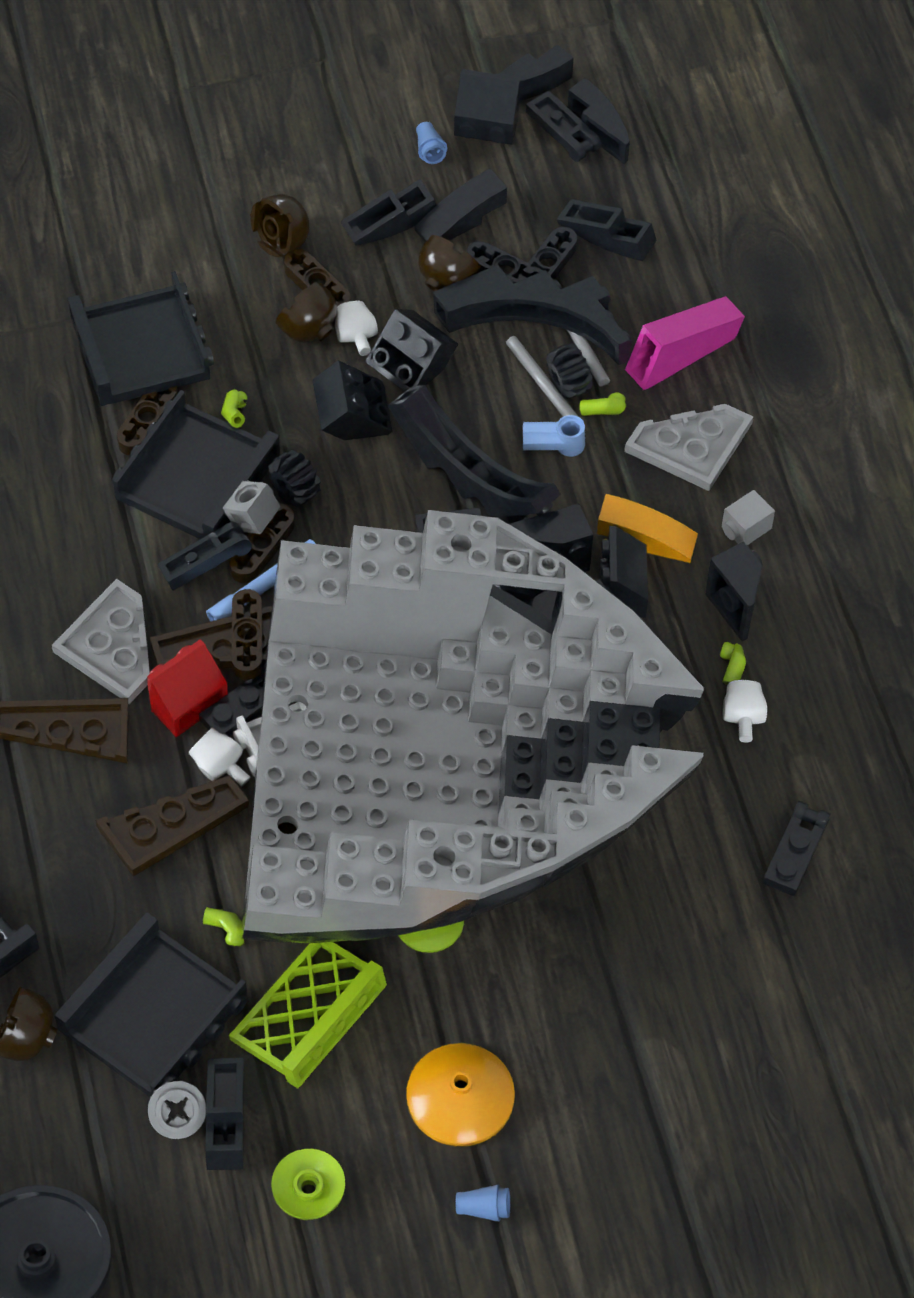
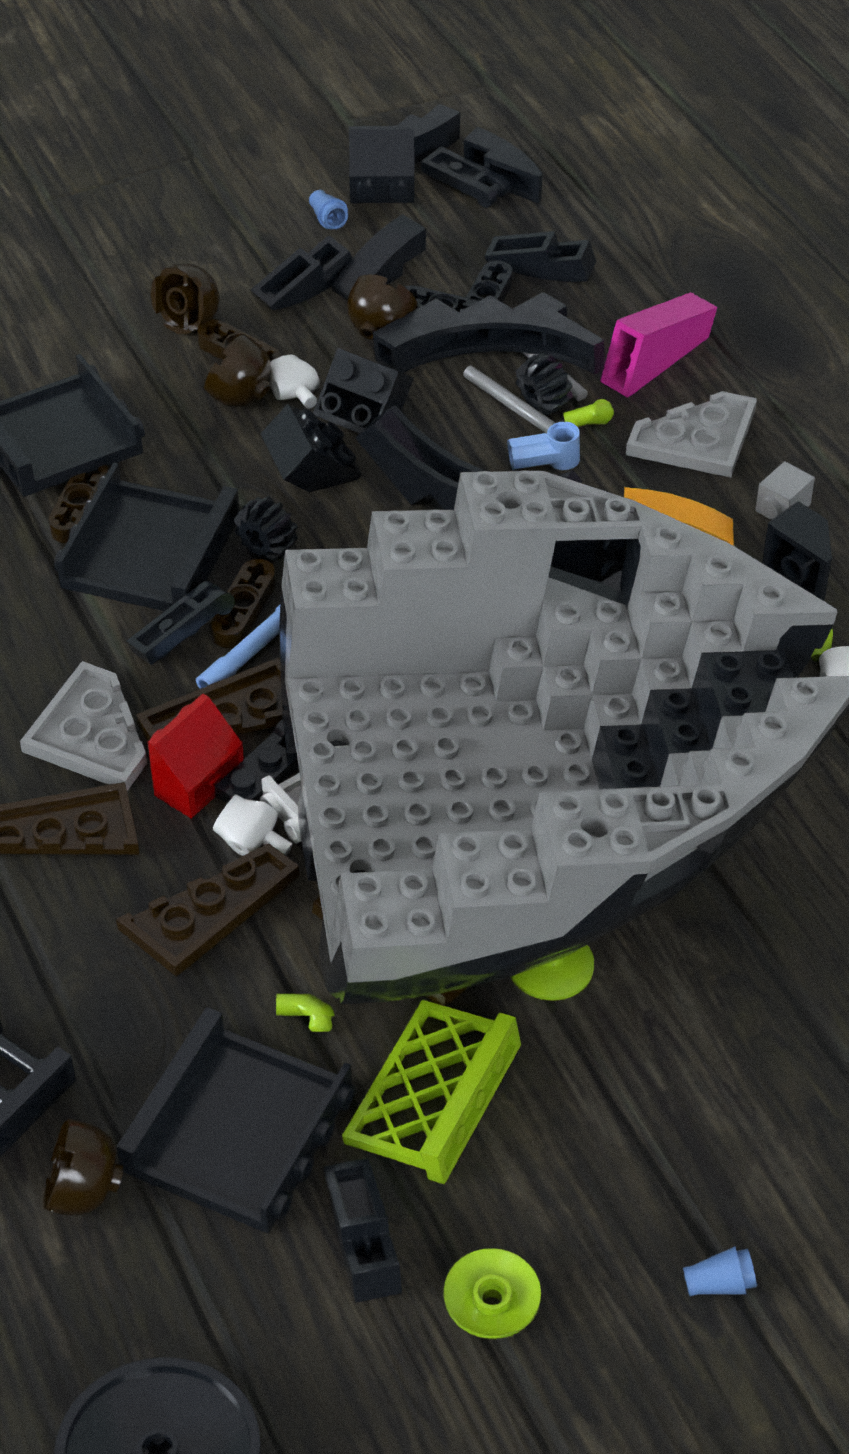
camera: 10 degrees left, 10 degrees down
(178, 1126) = (321, 1227): light grey gear -> none
(233, 401) = (176, 477): lime arm -> none
(252, 506) = (225, 561): light grey brick -> none
(253, 645) = (248, 703): dark brown beam -> none
(454, 1113) = (647, 1173): light orange dish -> none

